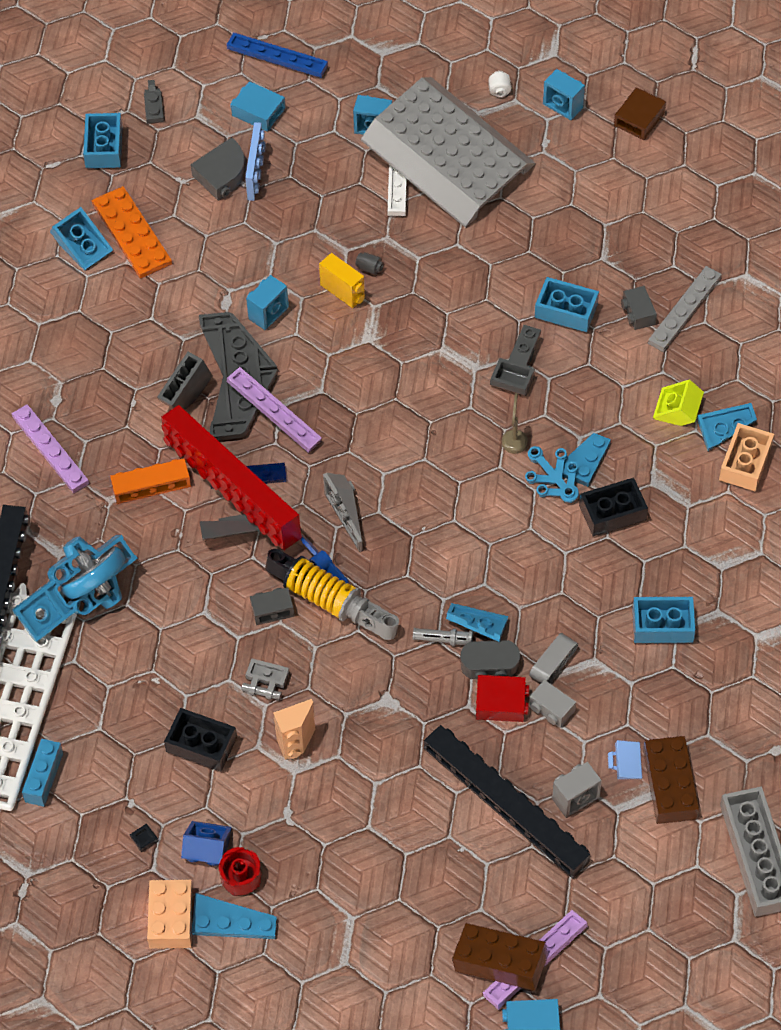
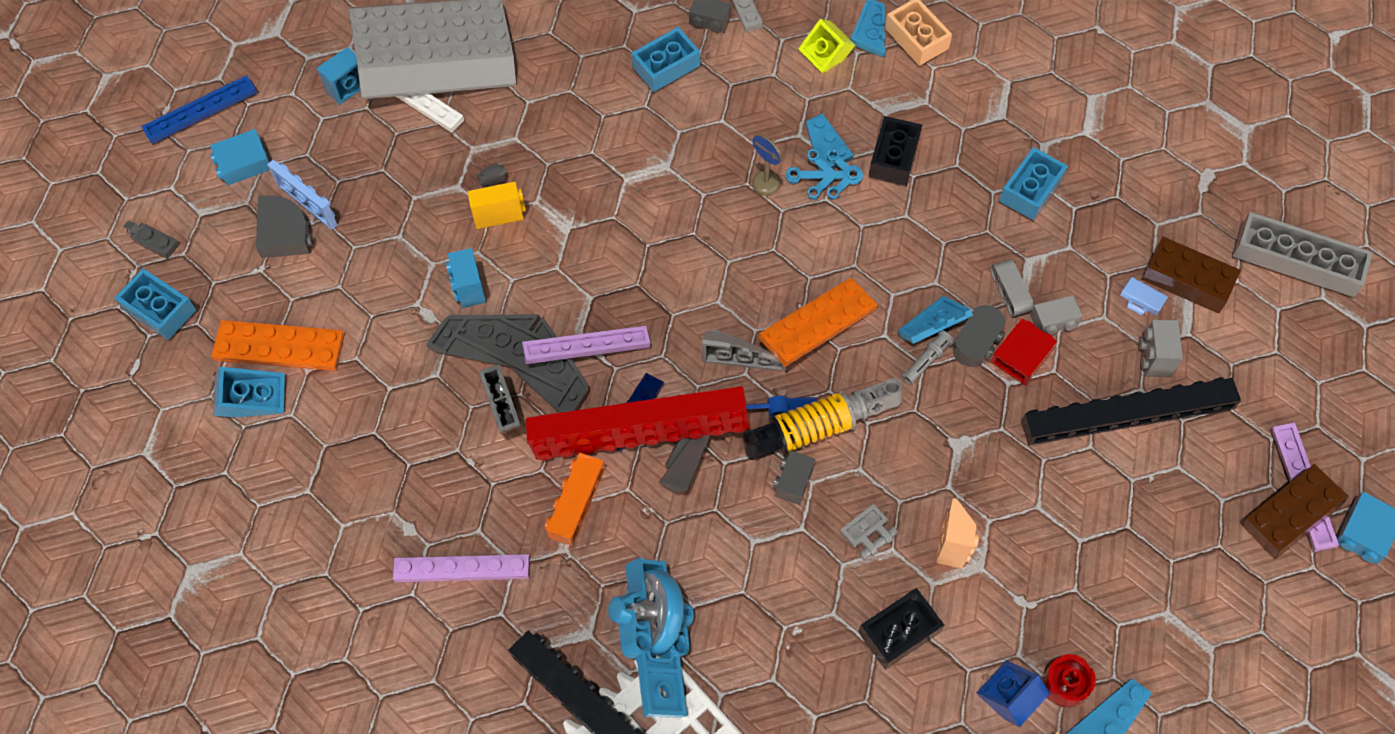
camera: 55 degrees left, 5 degrees up
(413, 544) = (817, 321): none -> orange plate
(514, 373) = (699, 139): dark grey plate -> none

